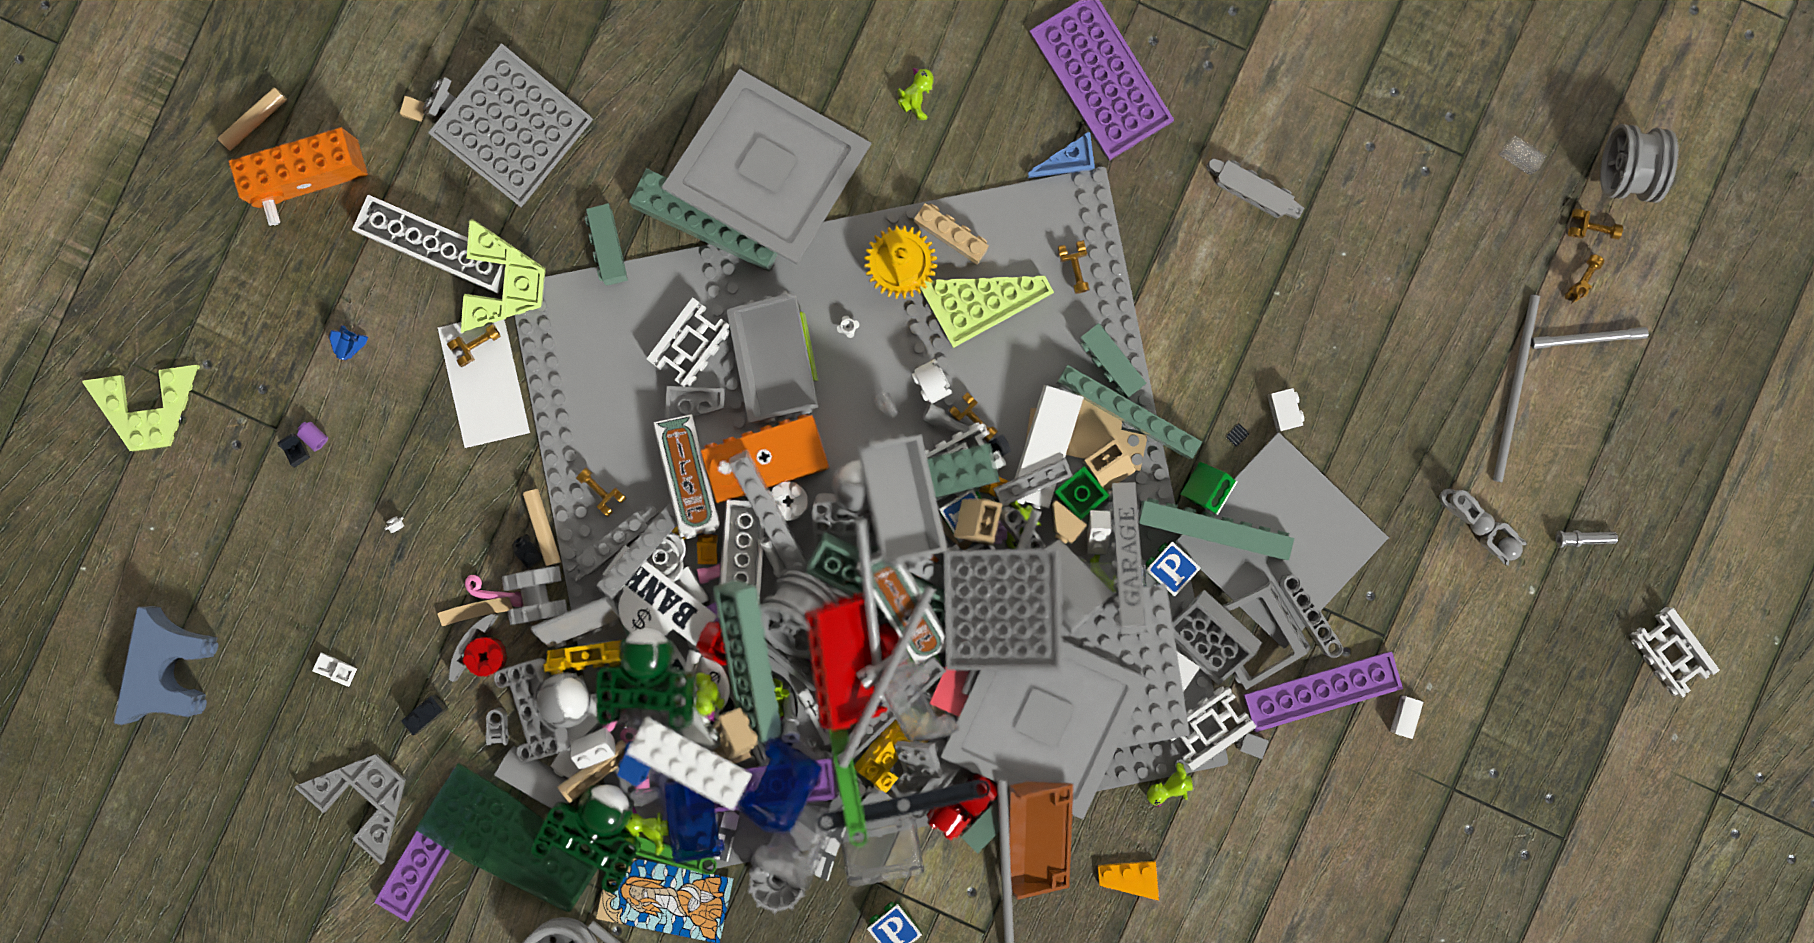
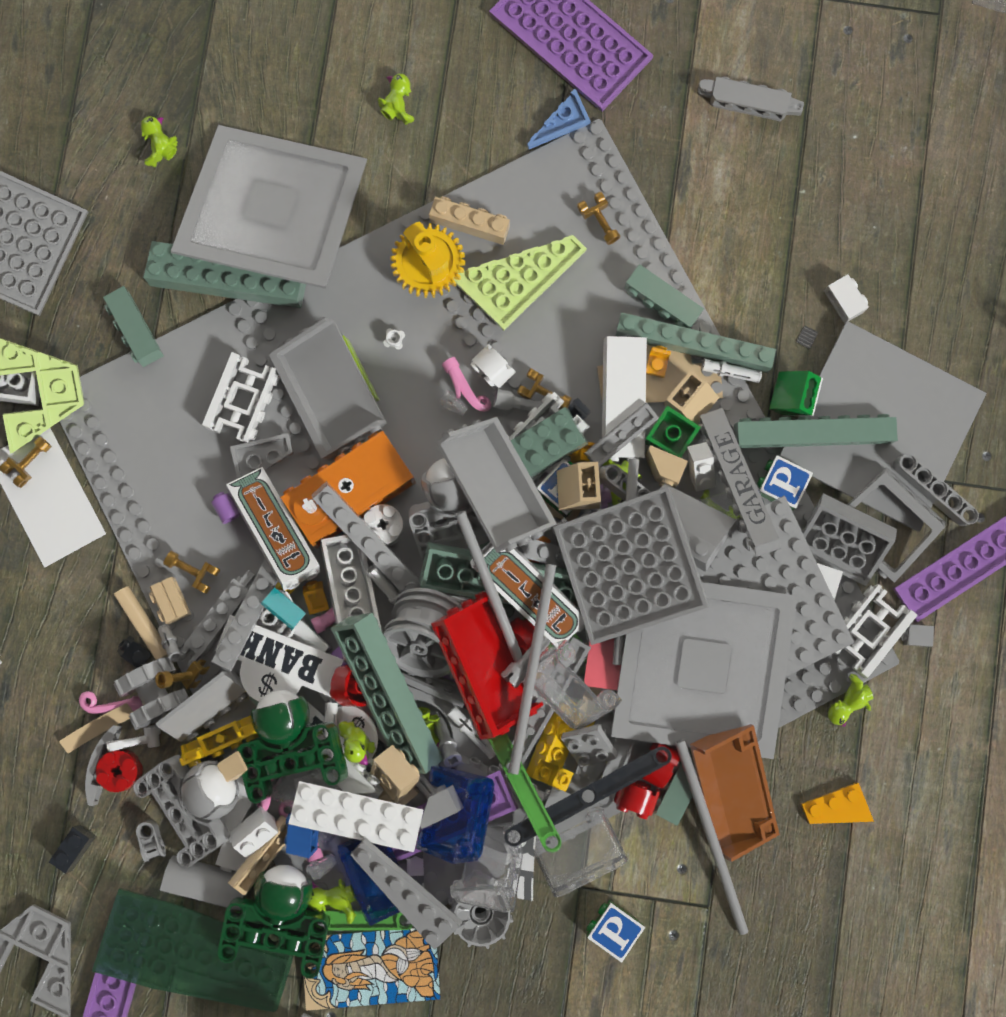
camera: 10 degrees left, 5 degrees down
(521, 634) = (150, 737): none -> white brick
(550, 588) = (165, 678): none -> pearl gold bar
(562, 553) = (169, 642): none -> light grey pin
(572, 514) = (169, 601): none -> tan brick
(590, 686) = (232, 767): none -> tan slope
(646, 442) = (225, 507): none -> medium lavender brick
(675, 553) = (283, 608): none -> teal tile
(679, 75) = (161, 144): none -> lime animal
(724, 860) = (418, 906): none -> light grey wing
(768, 775) = (441, 805): none -> light grey slope
(898, 391) = (460, 384): none -> bright pink plant
(1088, 419) = (657, 361): none -> light orange bracket
(1152, 446) = (722, 368): none -> white pin

